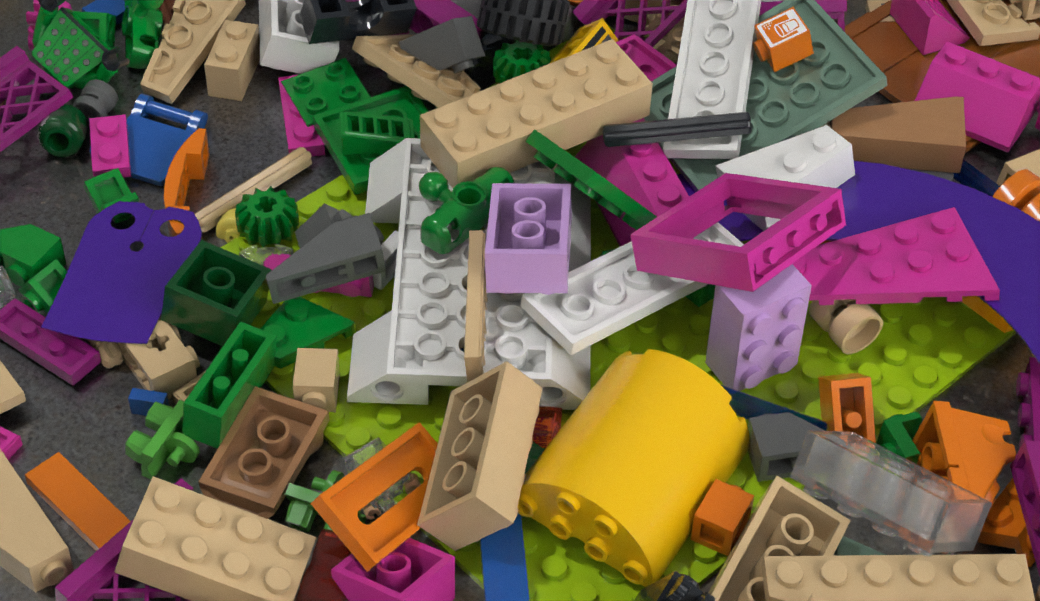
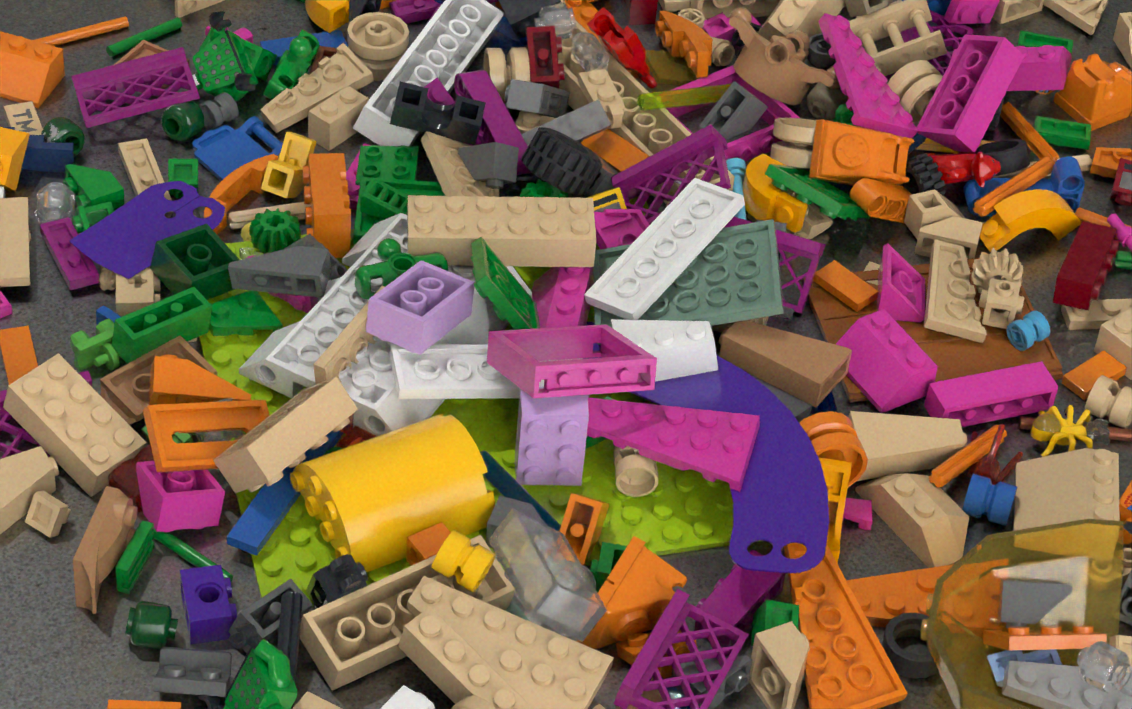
camera: 25 degrees right, 5 degrees down
(54, 205) = (141, 166): none -> tan plate
(110, 145) = (208, 143): dark pink plate -> none
(225, 134) = (285, 175): none -> yellow brick
(305, 158) = (328, 202): none -> orange wedge
(316, 443) = (183, 381): none -> orange slope
(317, 377) = (226, 348): tan brick -> none
(677, 129) = (598, 282): black axle -> none
(783, 40) = (723, 248): orange brick -> none
(801, 518) = (463, 561): none -> yellow wheel
(876, 34) = (845, 286): none -> orange tile

